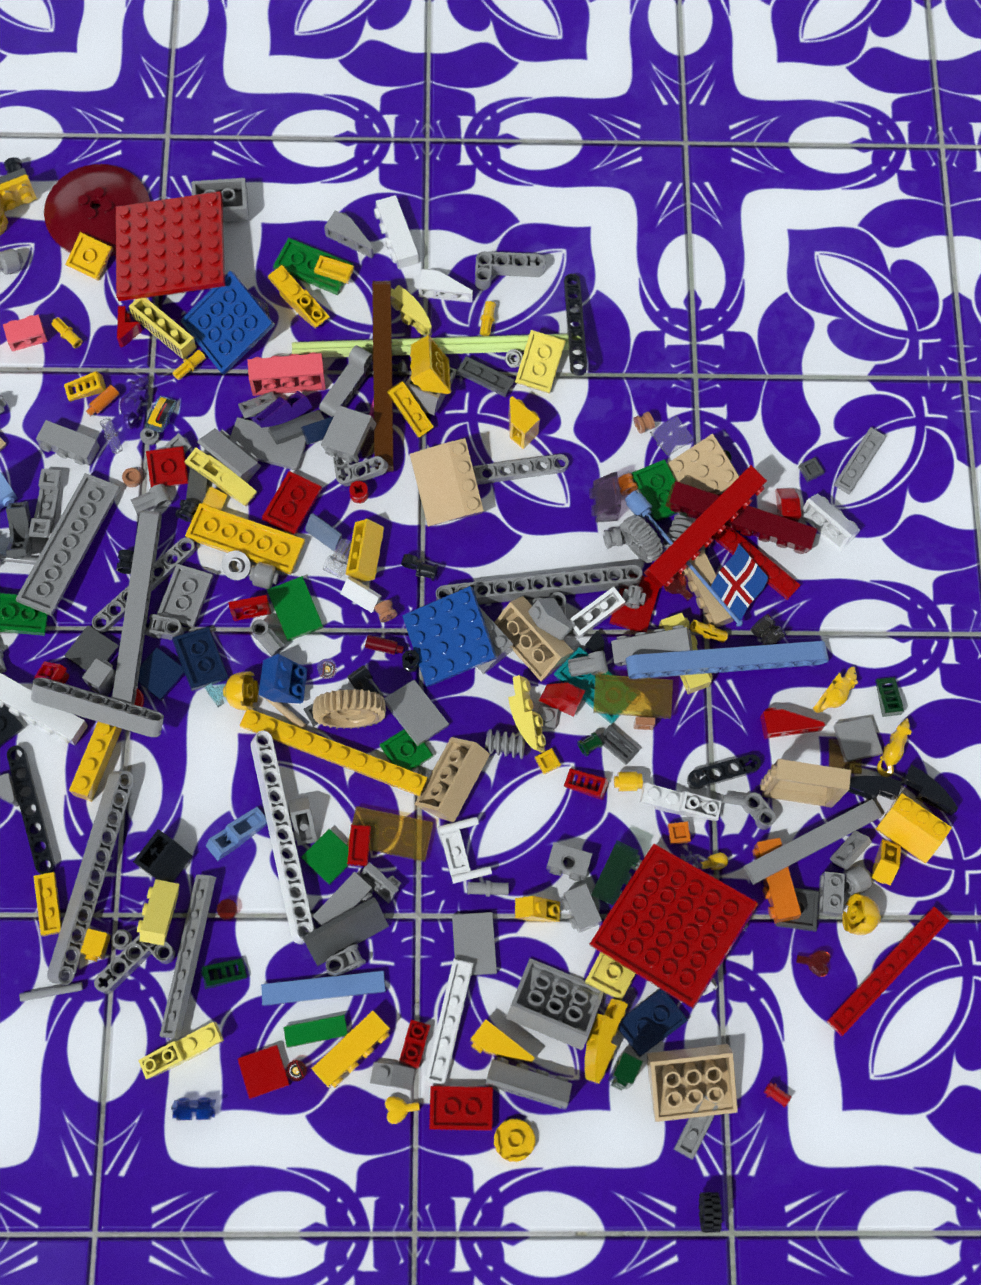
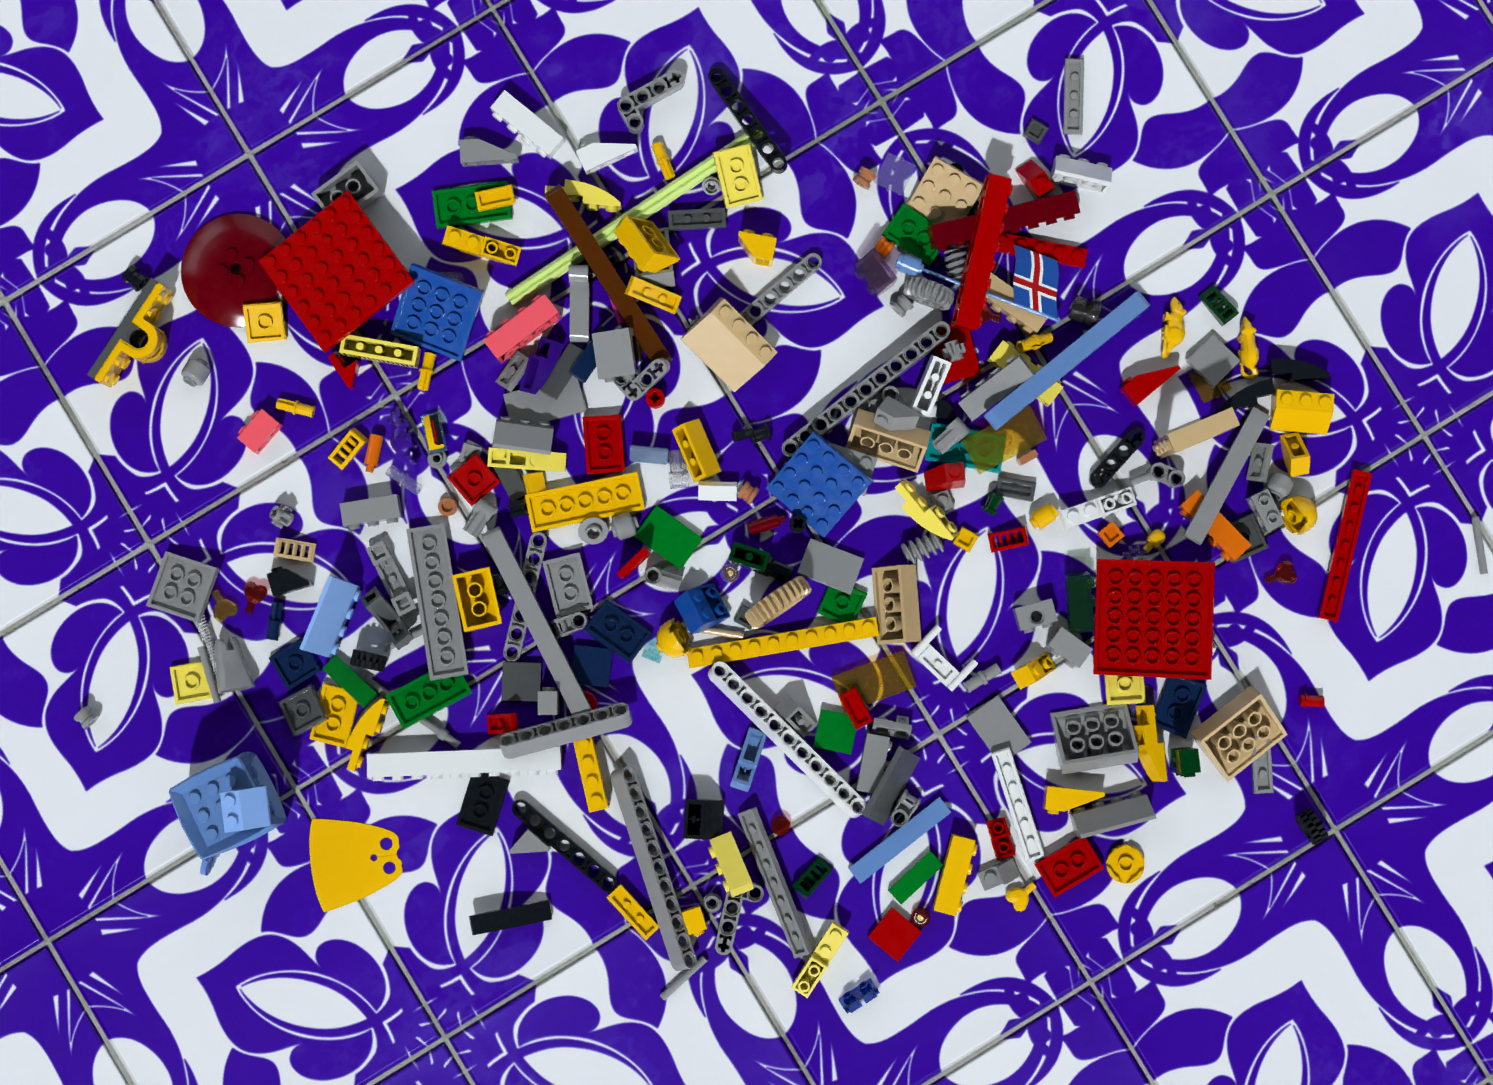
camera: 30 degrees left, 15 degrees up
(99, 559) = (477, 599): none -> yellow slope
(349, 659) = (748, 557): none -> dark green slope

